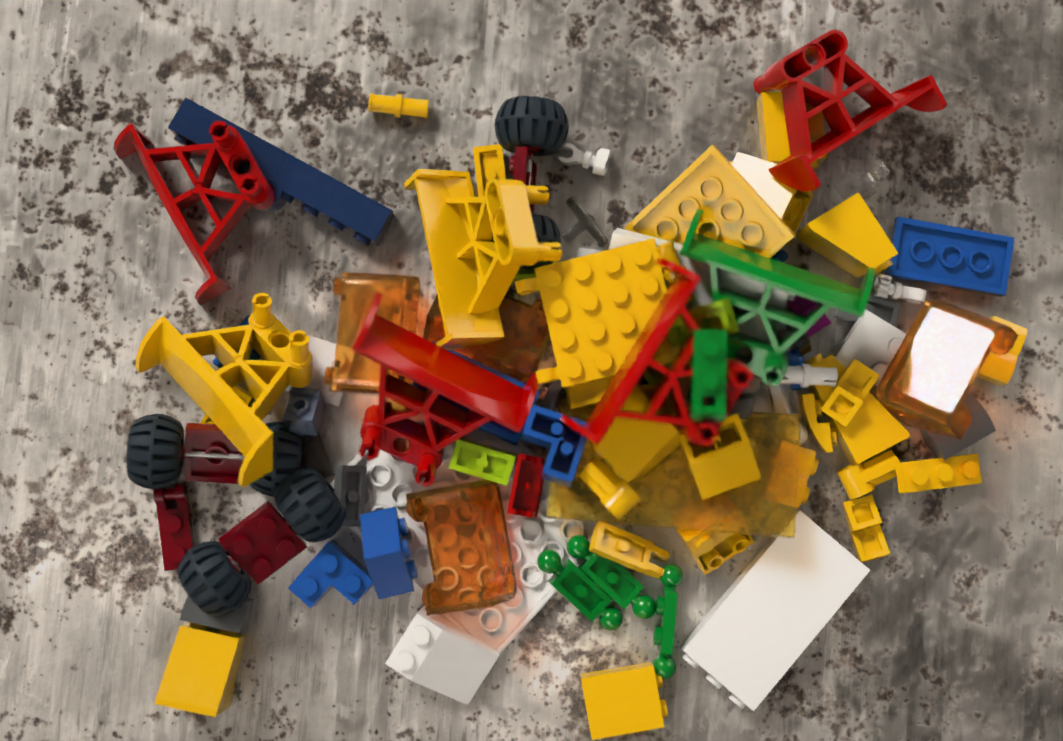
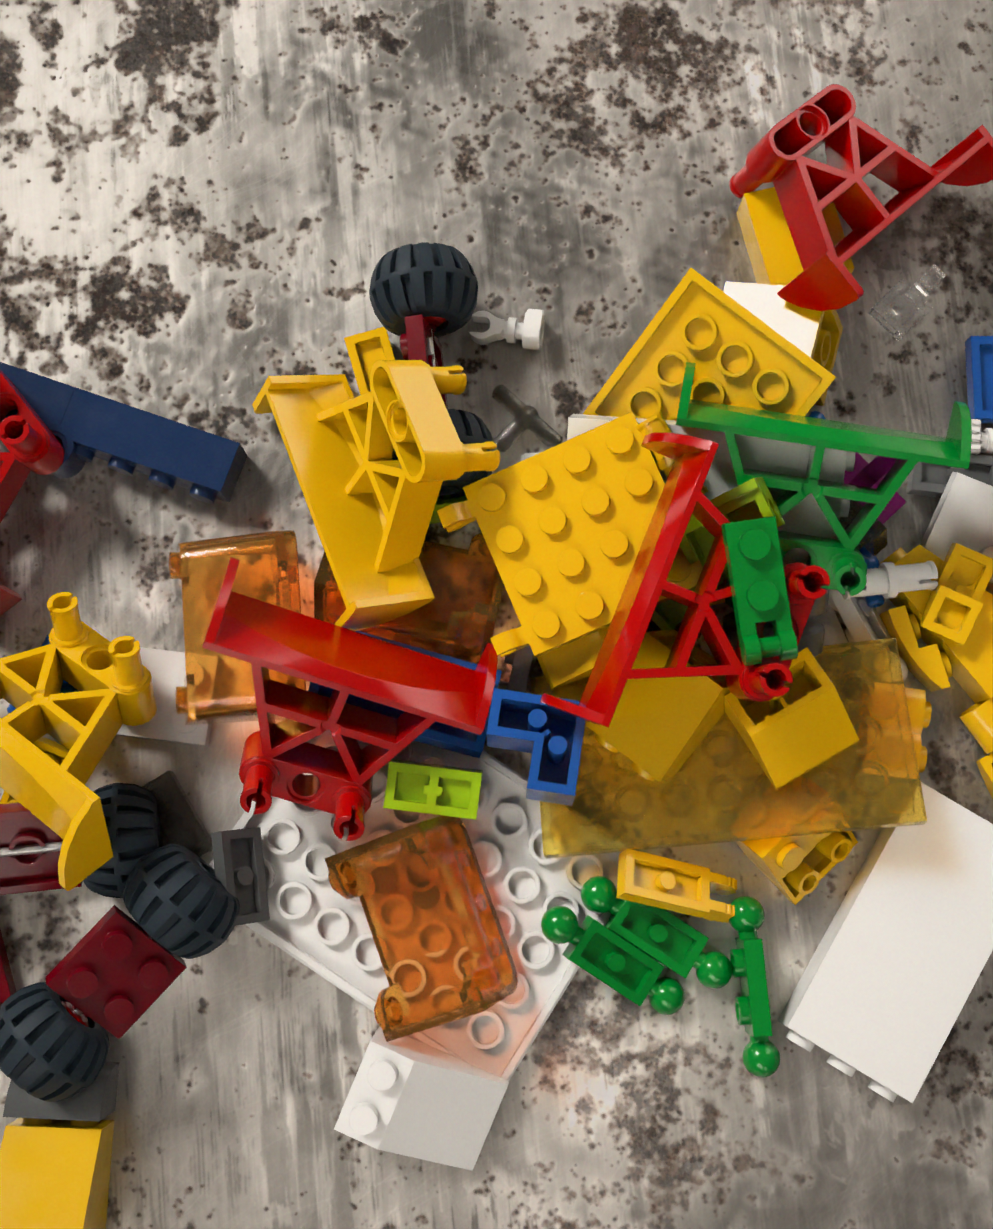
camera: 10 degrees left, 5 degrees down
(304, 411) = (153, 760): sand blue brick -> none
(331, 568) = (232, 994): blue brick -> none
(387, 552) = (310, 955): blue brick -> none
(398, 105) = (227, 298): yellow pin -> none
(527, 486) = (506, 815): red hinge -> none
(614, 494) = (642, 803): yellow piece -> none
(623, 700) = (709, 1121): yellow brick -> none
(850, 238) = (911, 374): yellow slope -> none

